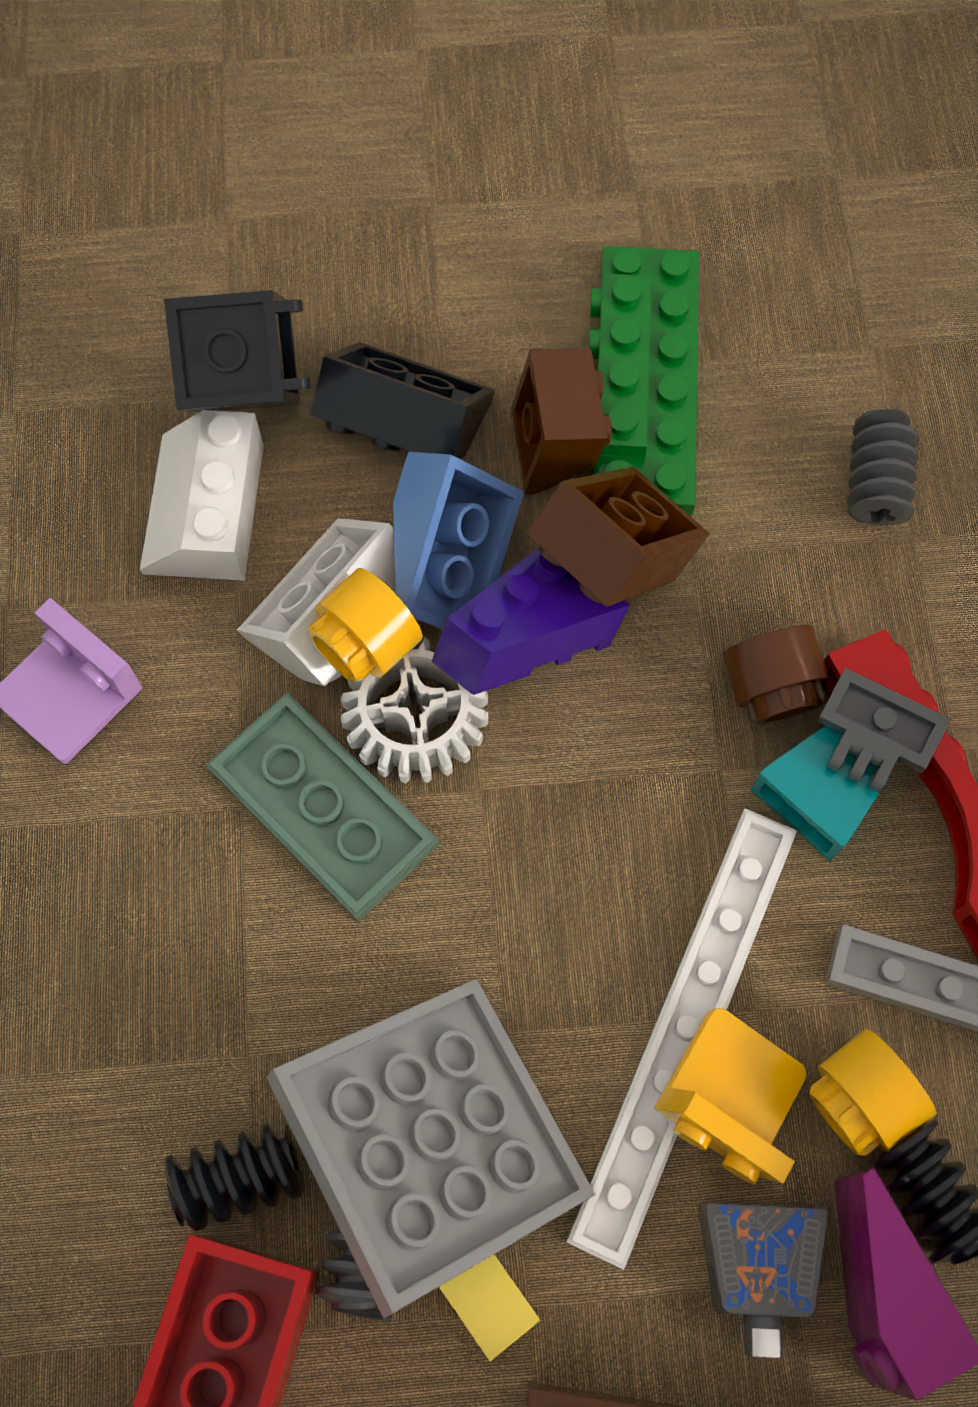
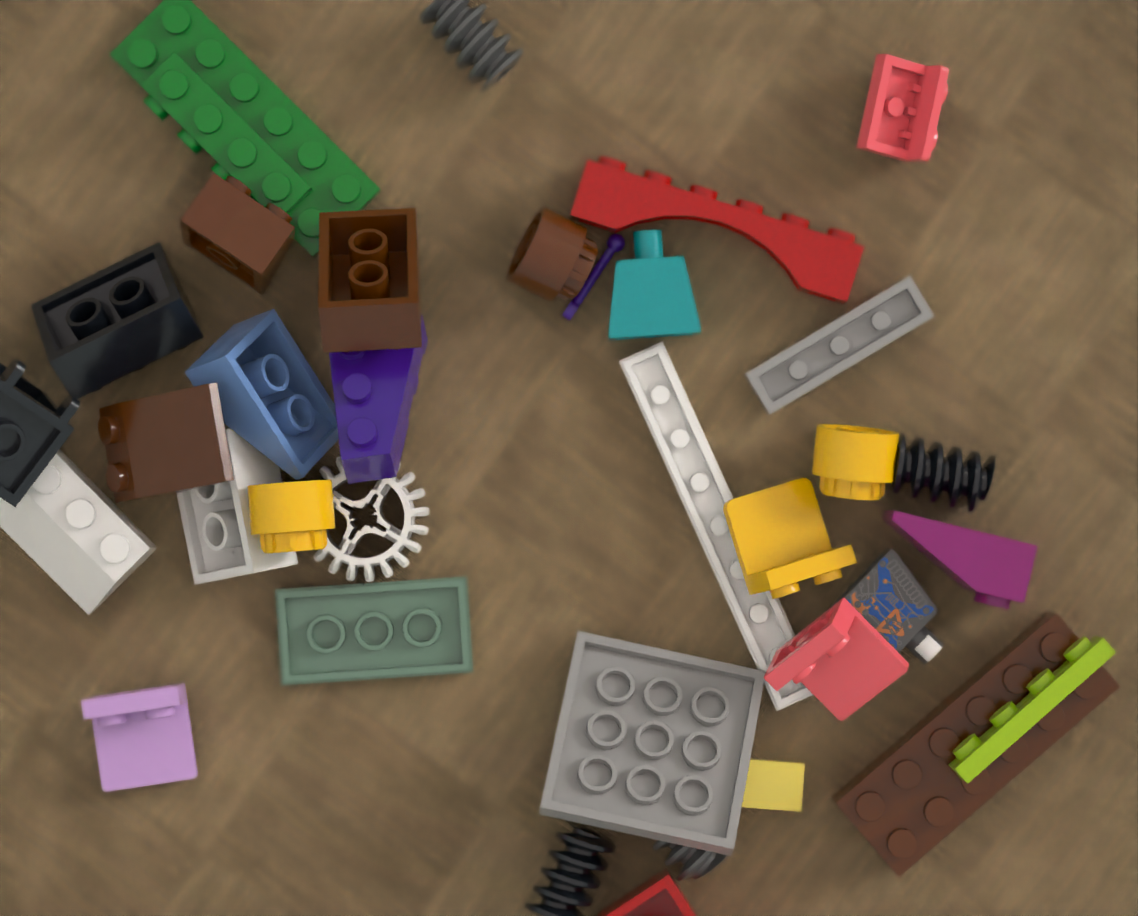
camera: 50 degrees left, 20 degrees up
(332, 490) = (165, 443): none -> reddish brown slope
(674, 1258) = (838, 661): none -> coral bracket
(750, 733) = (615, 243): none -> dark purple hinge
(880, 728) = (650, 238): dark grey hinge -> none

